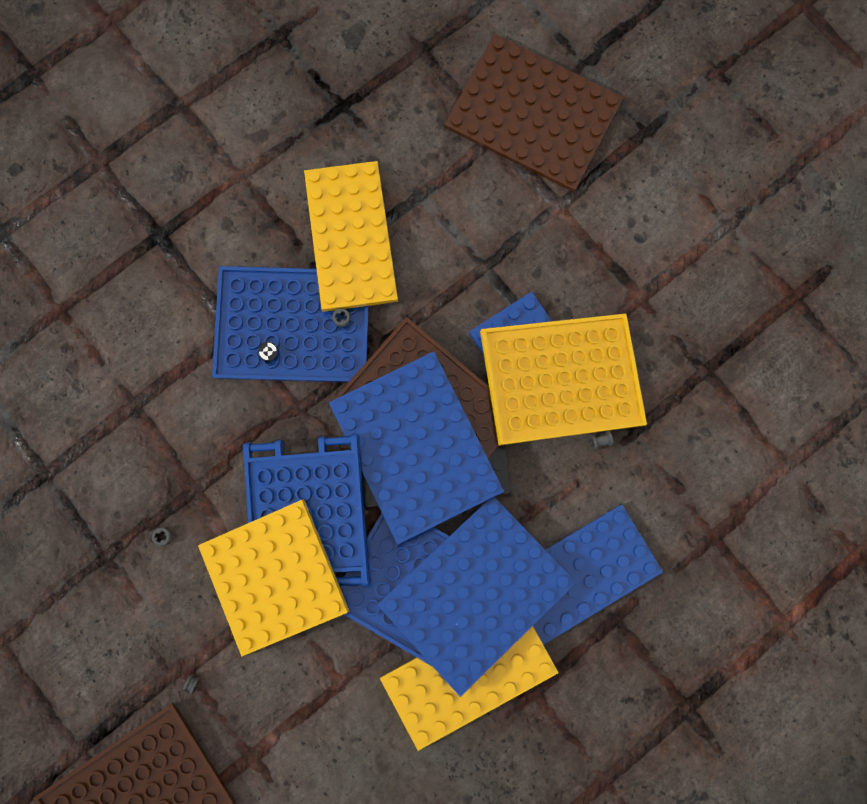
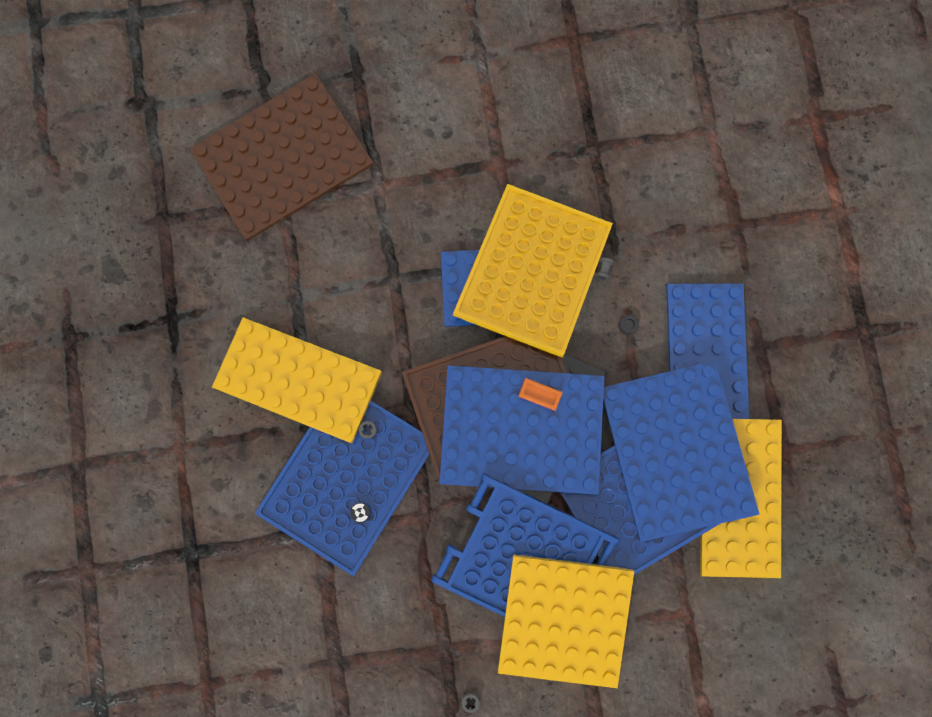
camera: 55 degrees left, 0 degrees up
(454, 443) = (540, 394): none -> orange tile
(564, 490) = (628, 325): none -> black tile

